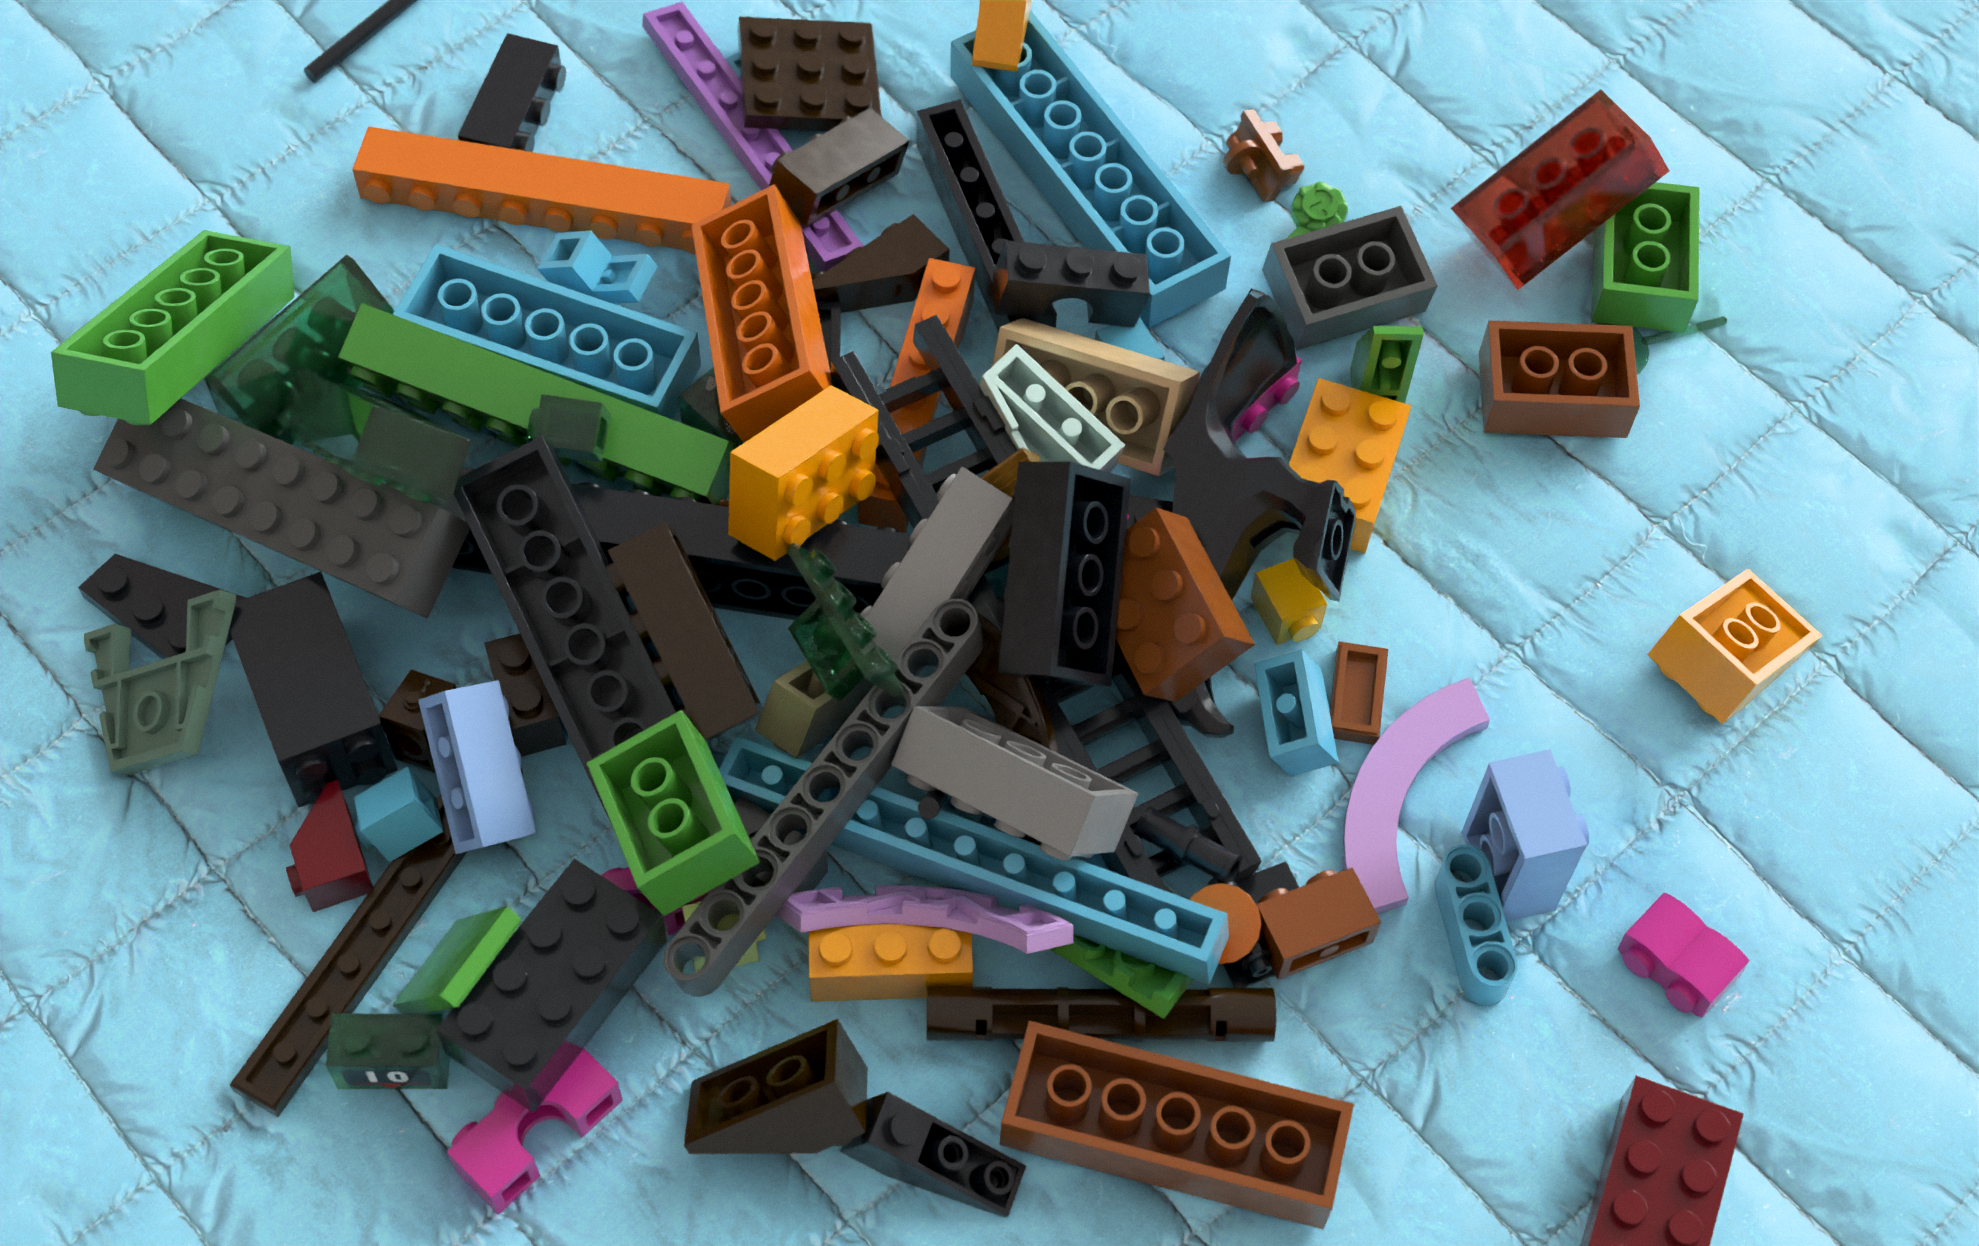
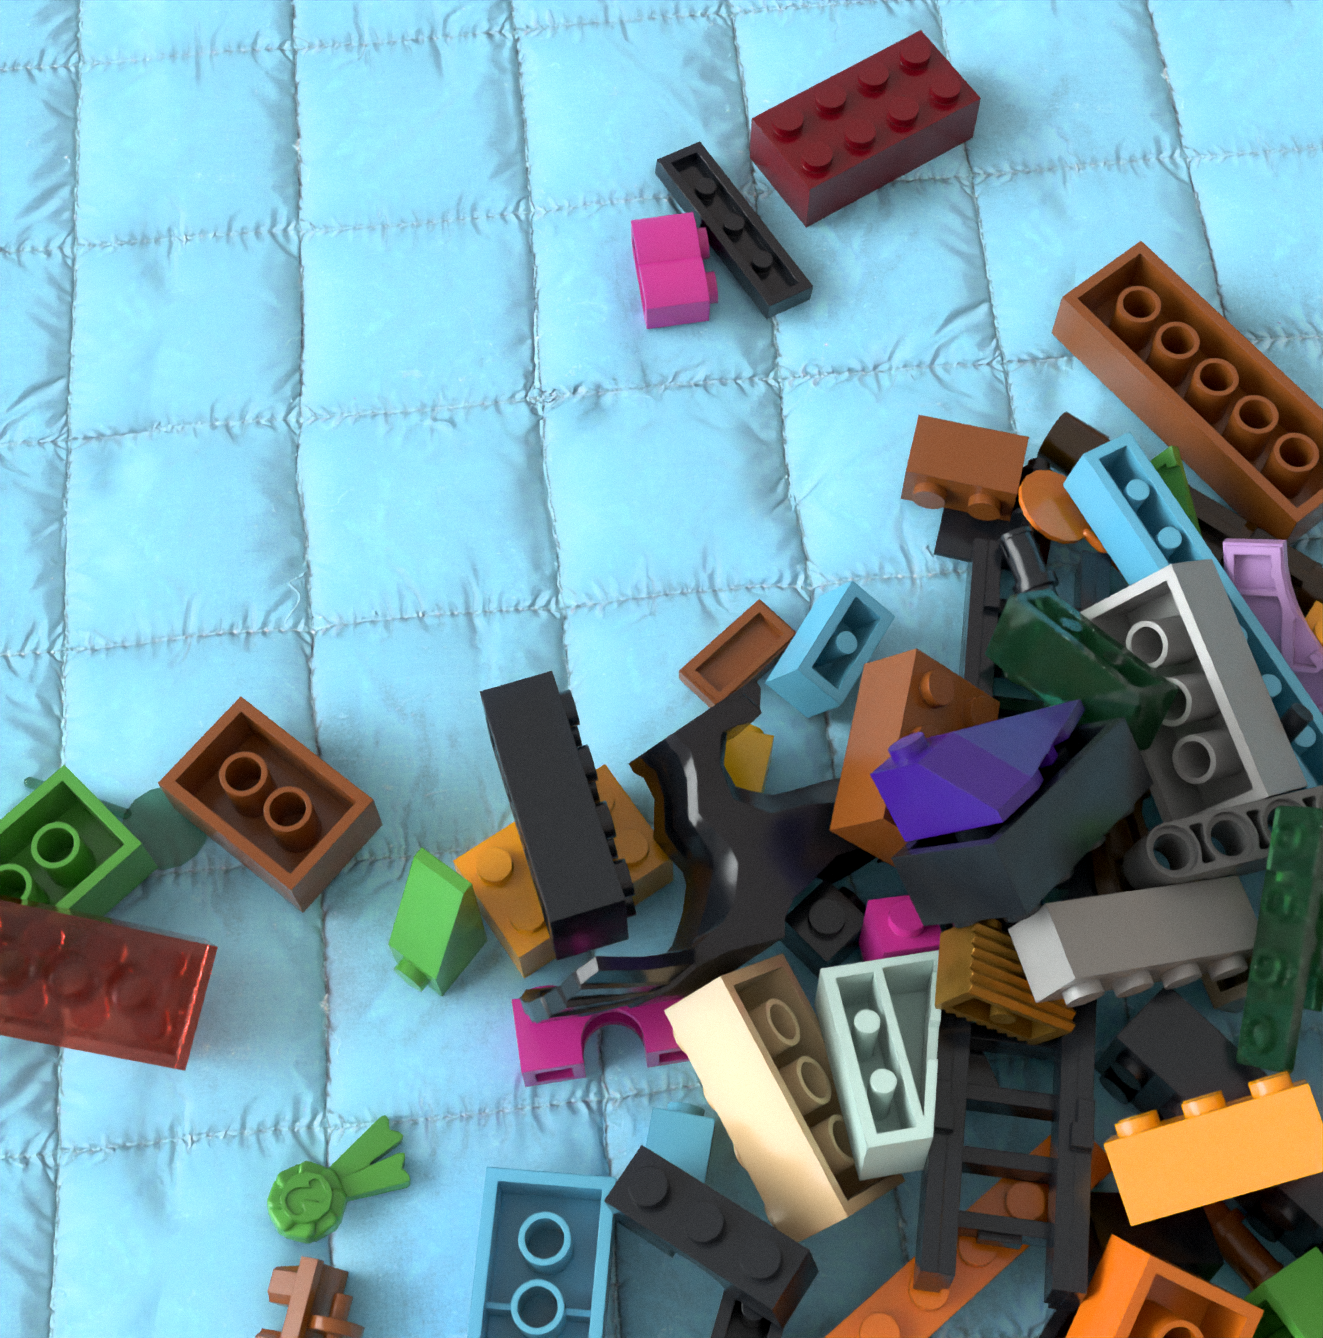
camera: 140 degrees left, 5 degrees up
(1106, 747) = (1069, 658): none -> clear green brick
(1126, 563) = (971, 773): none -> dark purple wedge
(1349, 277) = (369, 1067): dark grey brick -> none
(1366, 425) = (559, 814): none -> black brick
(1387, 777) = (781, 564): lavender tile -> none
(1470, 947) = (815, 415): medium azure beam -> none
(1527, 832) = (739, 388): light blue brick -> none
(1672, 1032) = (734, 230): none -> black plate
(1733, 645) = (370, 464): light orange slope -> none

